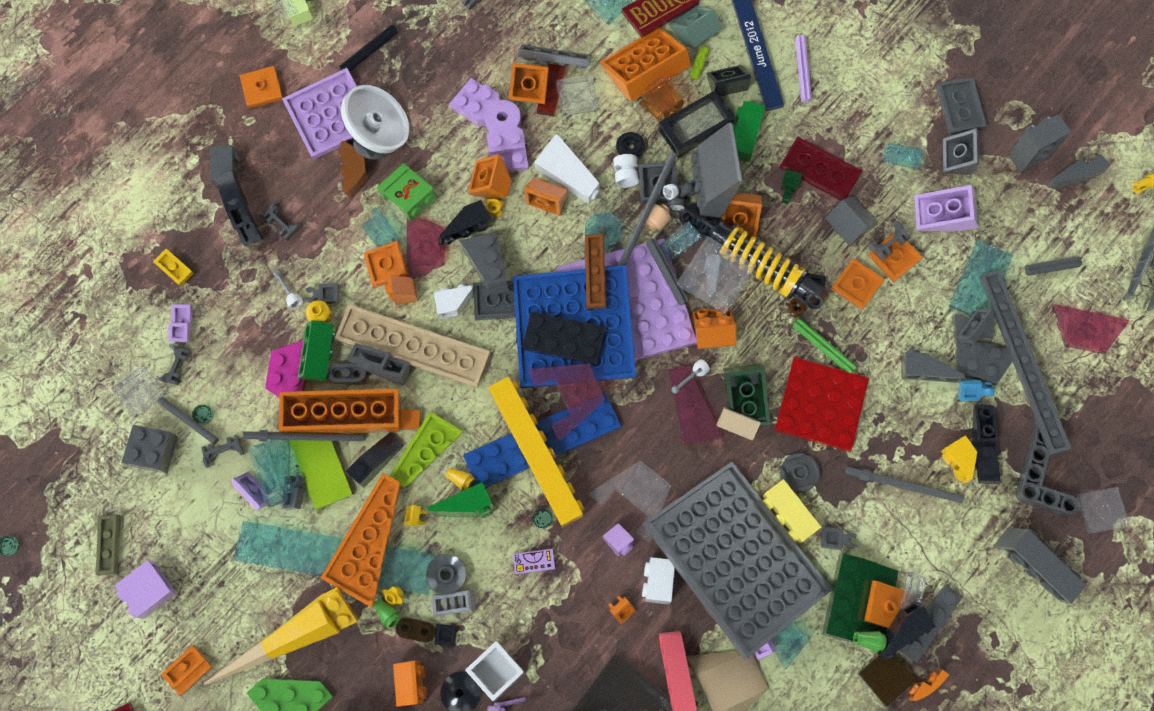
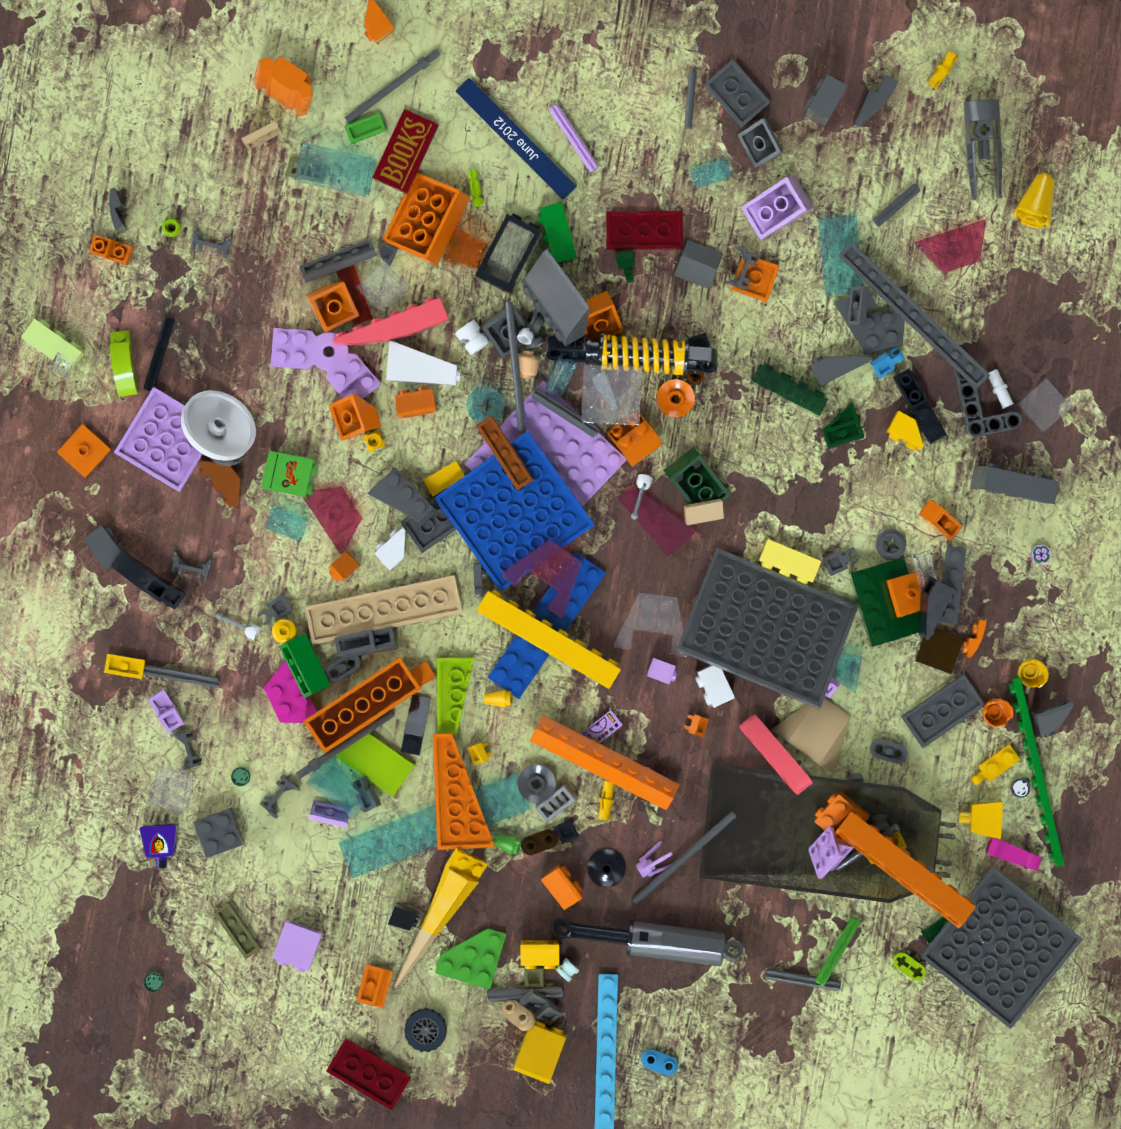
camera: 40 degrees left, 15 degrees up
(97, 427) = (159, 842): none -> dark purple torso
(188, 420) = (232, 789): dark grey bar -> none
(213, 303) = (181, 676): none -> dark grey axle
(251, 621) = (403, 917): none -> black slope
(333, 37) = (123, 363): none -> lime arch
(384, 262) = (312, 550): orange plate -> none
(393, 595) = (504, 826): yellow plate -> none
(469, 220) = (361, 467): black slope -> none
(470, 503) = (521, 715): green slope -> none
(495, 671) = (625, 835): white piece -> none
(498, 628) = (606, 801): none -> yellow pin
(509, 364) = (479, 574): none -> dark grey plate
(518, 592) = (604, 762): none -> orange brick
(530, 267) = (444, 478): none -> yellow tile
(542, 518) = (587, 689): clear green tile -> none
(564, 338) = (513, 528): black plate -> none
(568, 126) = (397, 325): none -> coral slope
(598, 72) = (387, 252): none -> dark grey tile
(631, 138) = (469, 305): black gear -> none
(696, 26) = (450, 153): sand green slope -> none
(729, 80) = (511, 190): black slope -> none
(770, 306) = (680, 389): none -> orange dish
(800, 472) = (778, 522): dark grey tile -> none
(821, 404) = (764, 451): red plate -> none
(824, 346) = (738, 397): bright green axle -> none
(857, 284) = (736, 323): orange plate -> none
(865, 475) = (834, 491): dark grey bar -> none
(871, 640) = (911, 630): bright green cone -> none
(874, 364) = (788, 390): none -> clear green brick
(902, 553) = (893, 553): none -> dark grey gear
(904, 425) = (843, 429): none -> dark green wing
(916, 93) = (690, 99): none -> dark grey bar
(952, 556) = (940, 520): none -> orange slope
(1031, 644) = (1040, 554): none -> tile
(1069, 472) = (1000, 389): none -> white pin

